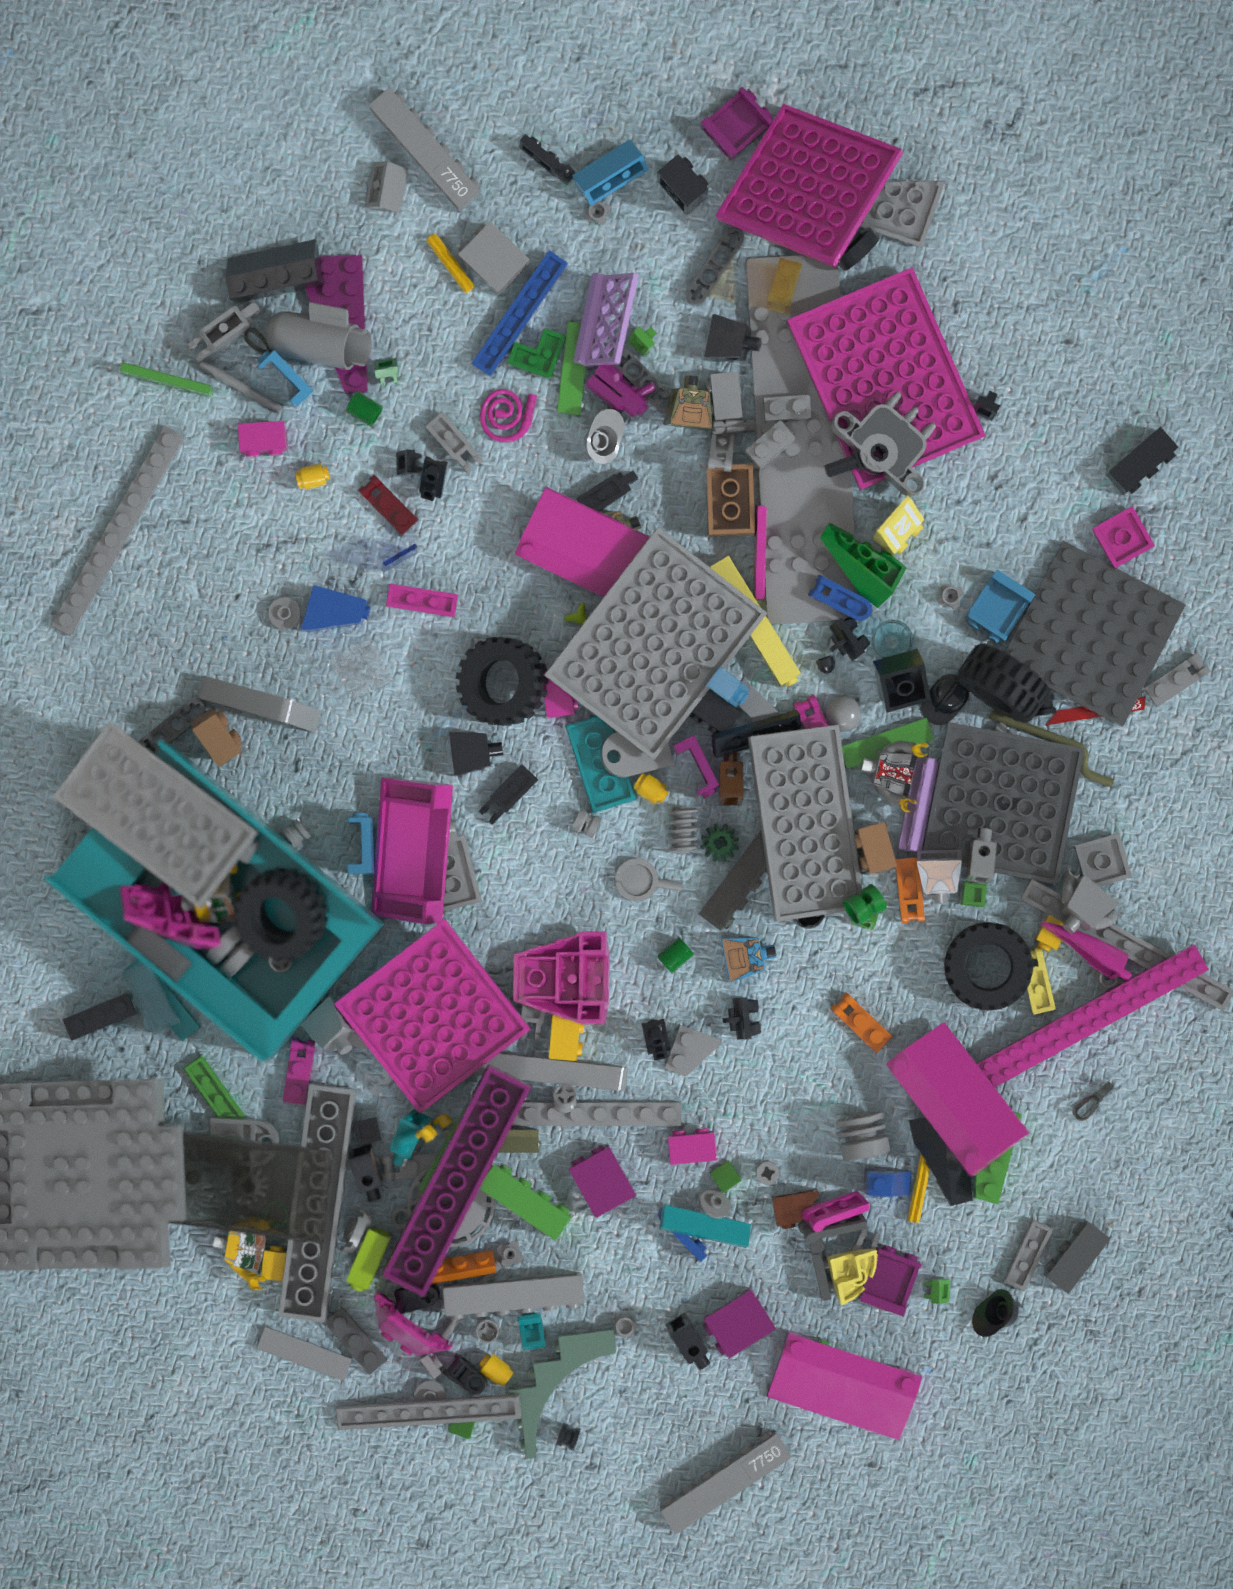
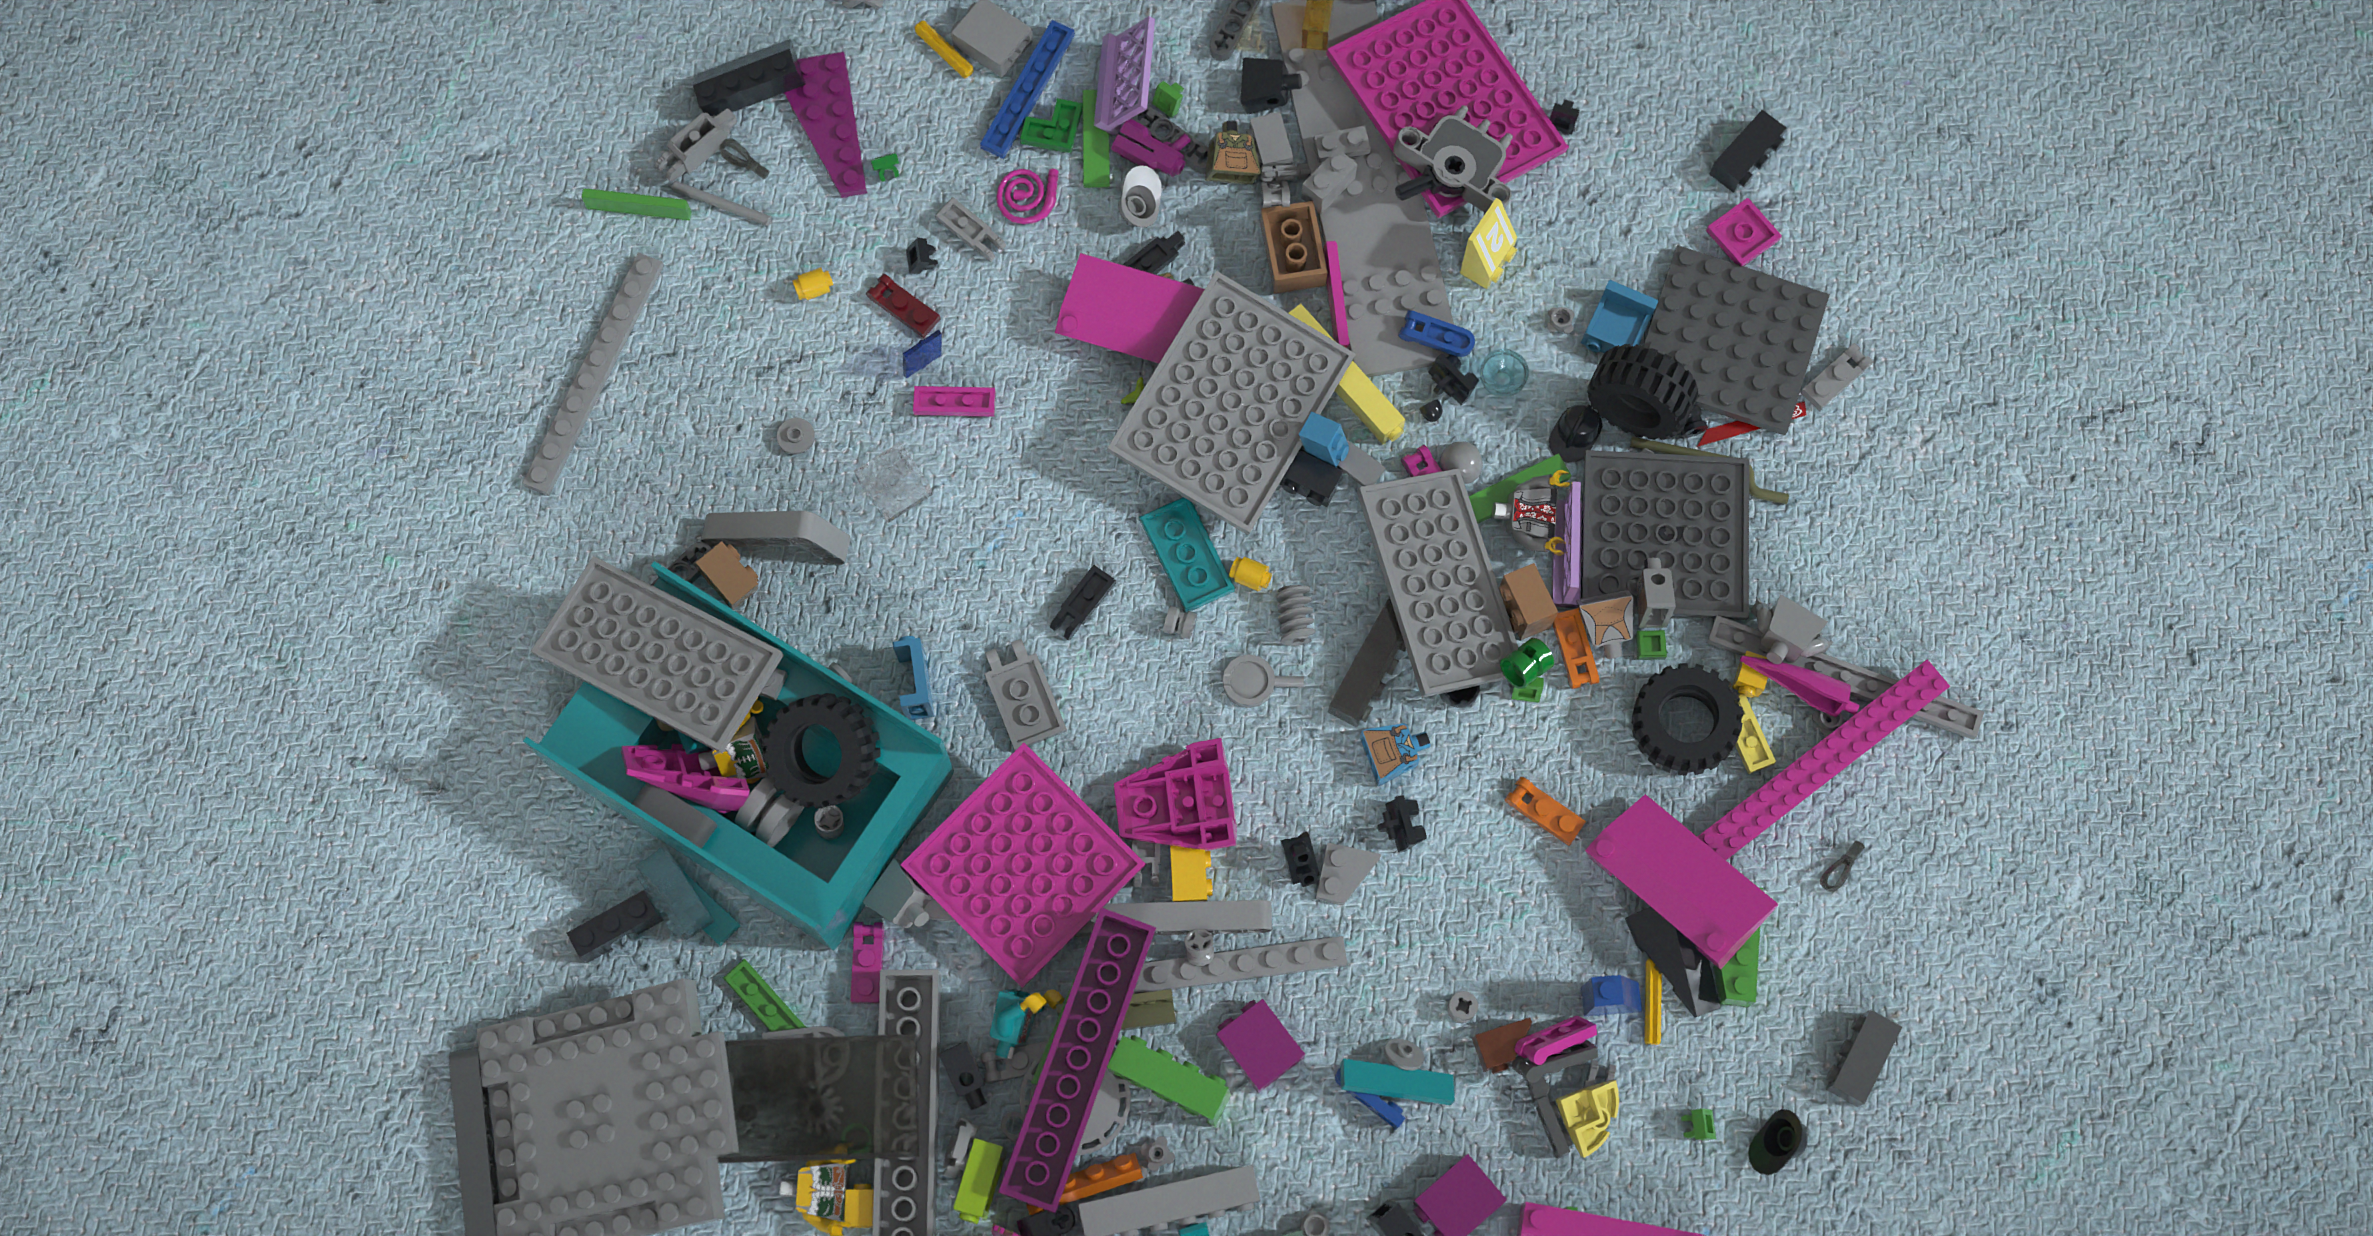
camera: 10 degrees left, 15 degrees down
(262, 438) = (751, 251): dark pink brick -> none
(303, 389) = (772, 173): dark azure panel -> none
(319, 337) = (806, 132): light grey piece -> none
(333, 610) = (852, 424): blue slope -> none
(364, 408) = (864, 206): green piece -> none
(367, 1131) = (959, 1023): black plate -> none
(411, 850) = (975, 674): dark pink slope -> none
(432, 478) = (951, 265): black hips -> none
(472, 752) = (1033, 559): black torso -> none
(473, 681) = (1032, 451): black tyre -> none
(558, 702) = (1126, 485): dark pink brick -> none
(631, 759) = (1224, 540): light grey tile -> none
(675, 955) = (1308, 759): green piece -> none
(692, 1147) = (1364, 987): dark pink brick -> none
(702, 764) = (1292, 516): magenta panel -> none
(723, 849) = (1351, 626): dark green gear -> none
(725, 1176) = (1412, 1020): bright green slope -> none
(731, 787) = (1343, 551): reddish brown torso -> none
(736, 739) = (1344, 498): black plate -> none
(862, 1135) = (1573, 941): light grey wheel -> none
(870, 571) = (1467, 304): green wedge -> none
(892, 1280) = (1640, 1122): magenta panel -> none
(902, 680) = (1523, 411): black brick -> none
(1028, 1255) = (1802, 1066): light grey tile -> none
(1103, 860) = (1797, 580): light grey plate -> none

